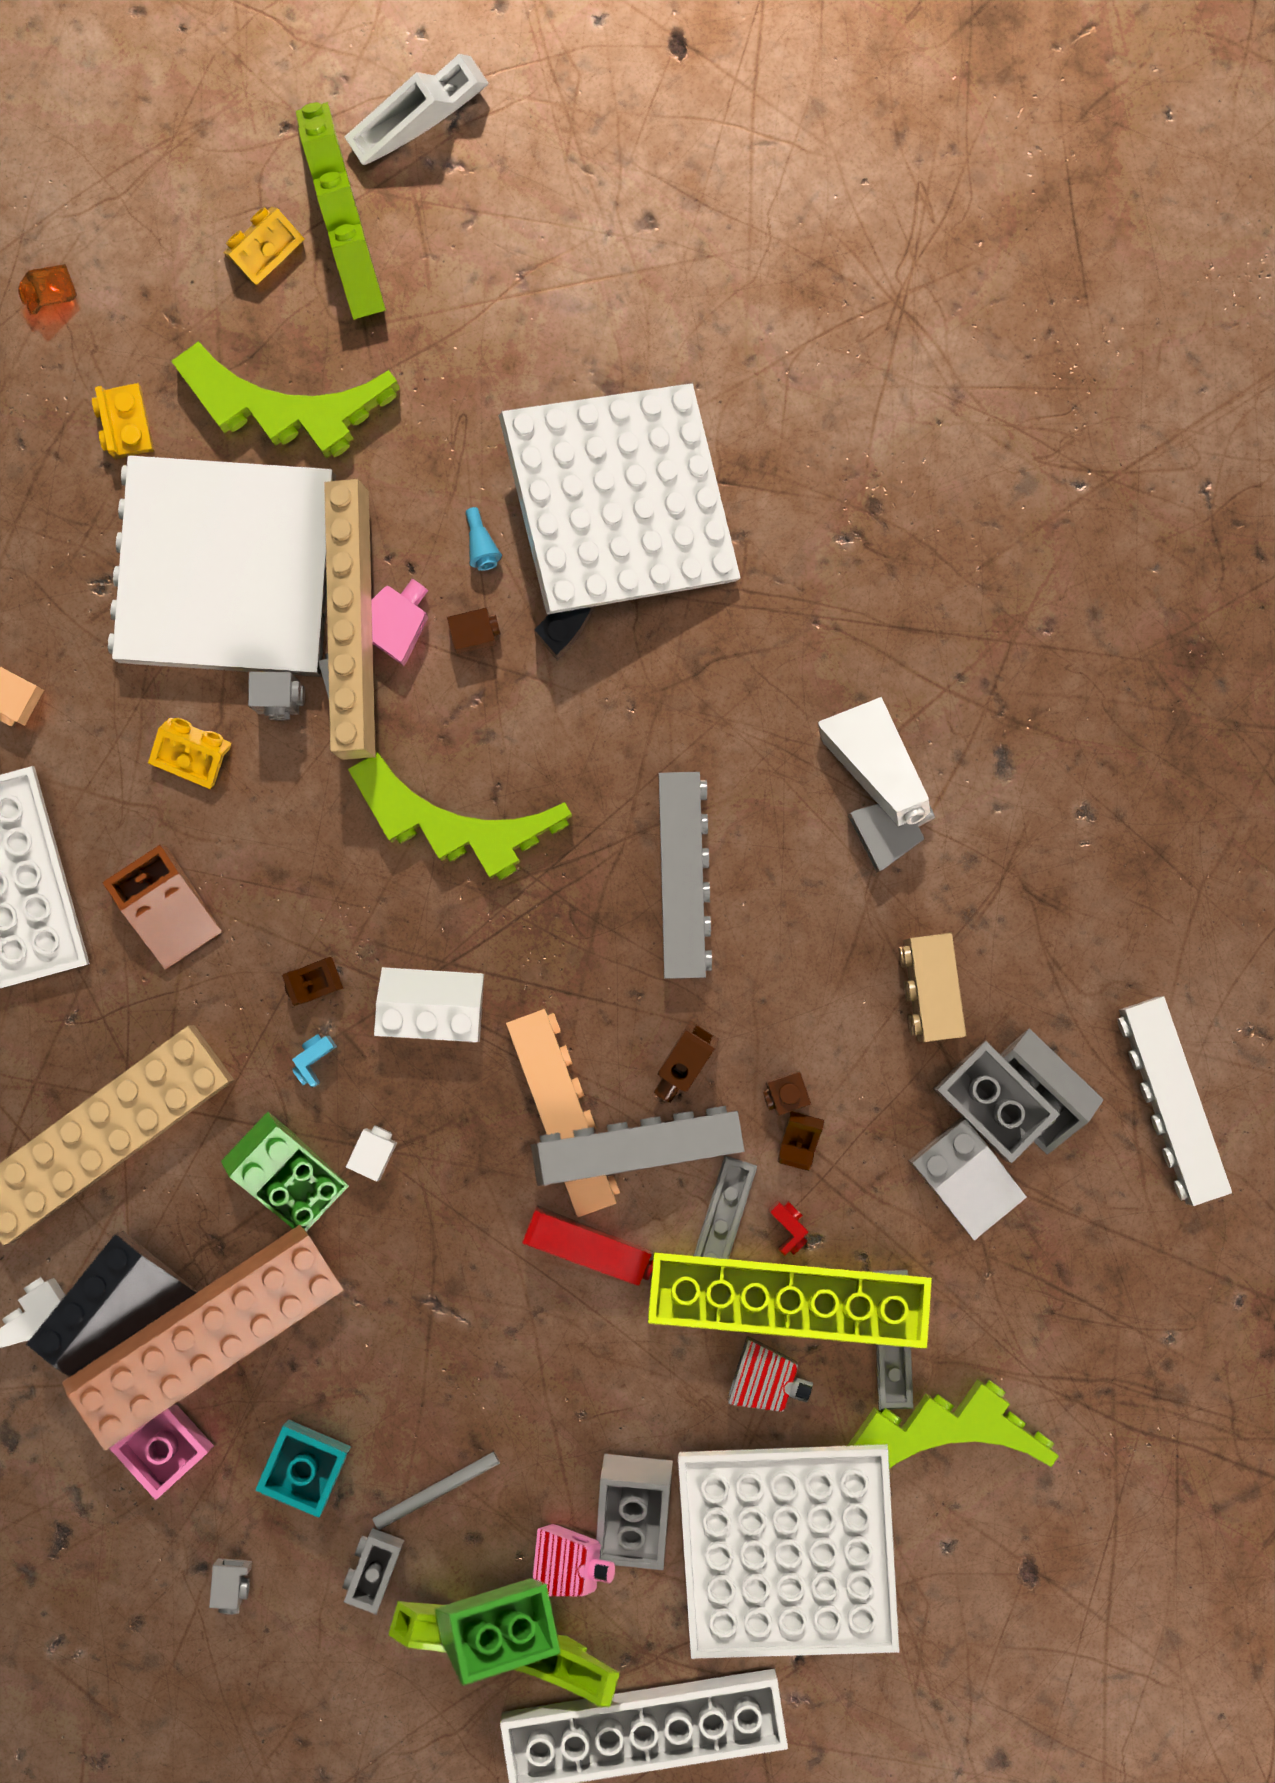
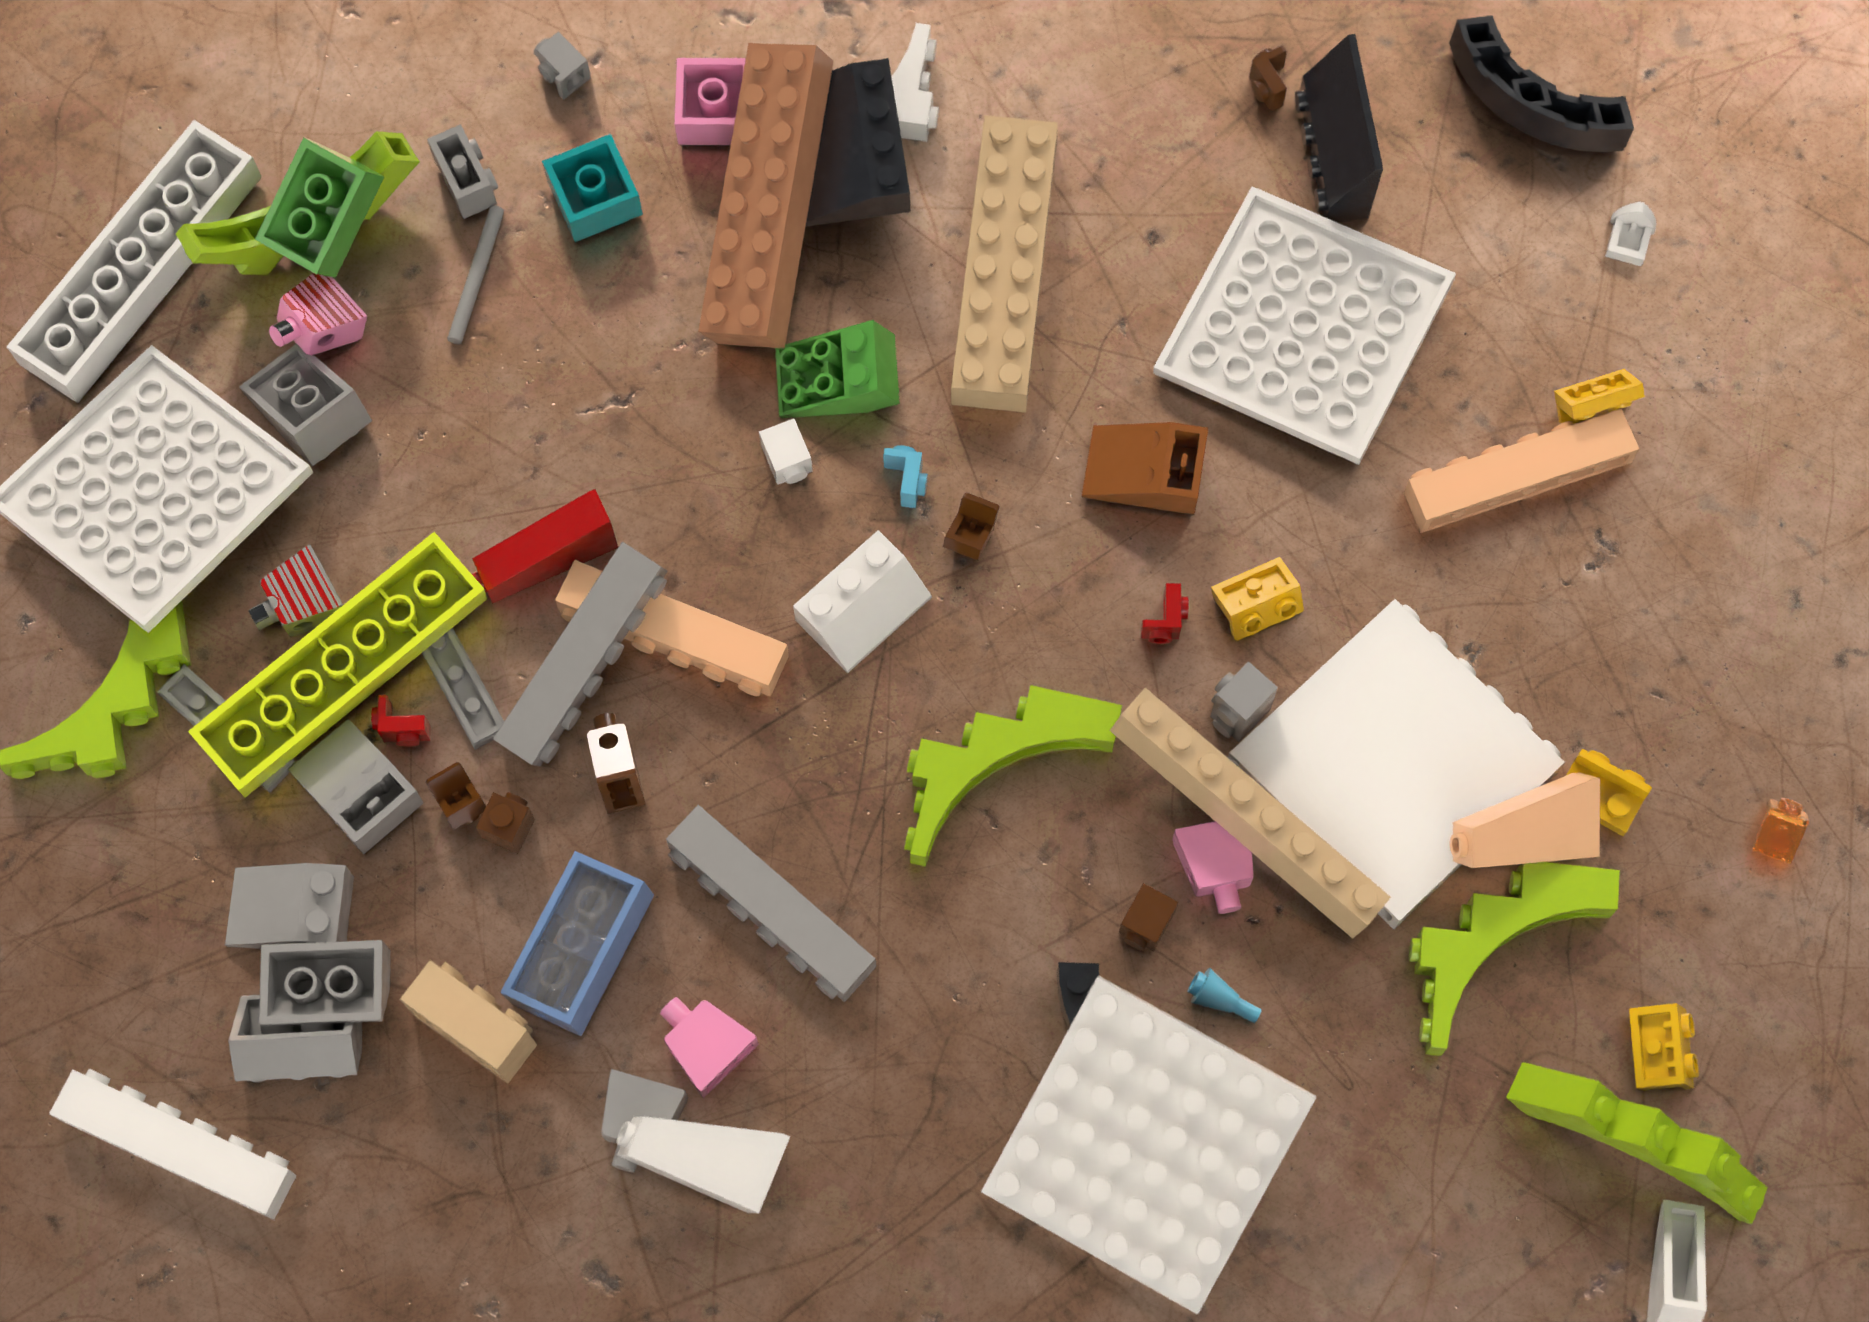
camera: 135 degrees right, 15 degrees down
(192, 436) = (1534, 827): none -> light nougat slope
(247, 797) = (1174, 610): none -> red bracket
(807, 832) = (706, 1042): none -> bright pink torso
(821, 970) = (577, 943): none -> brick
(853, 1215) = (356, 786): none -> light grey slope

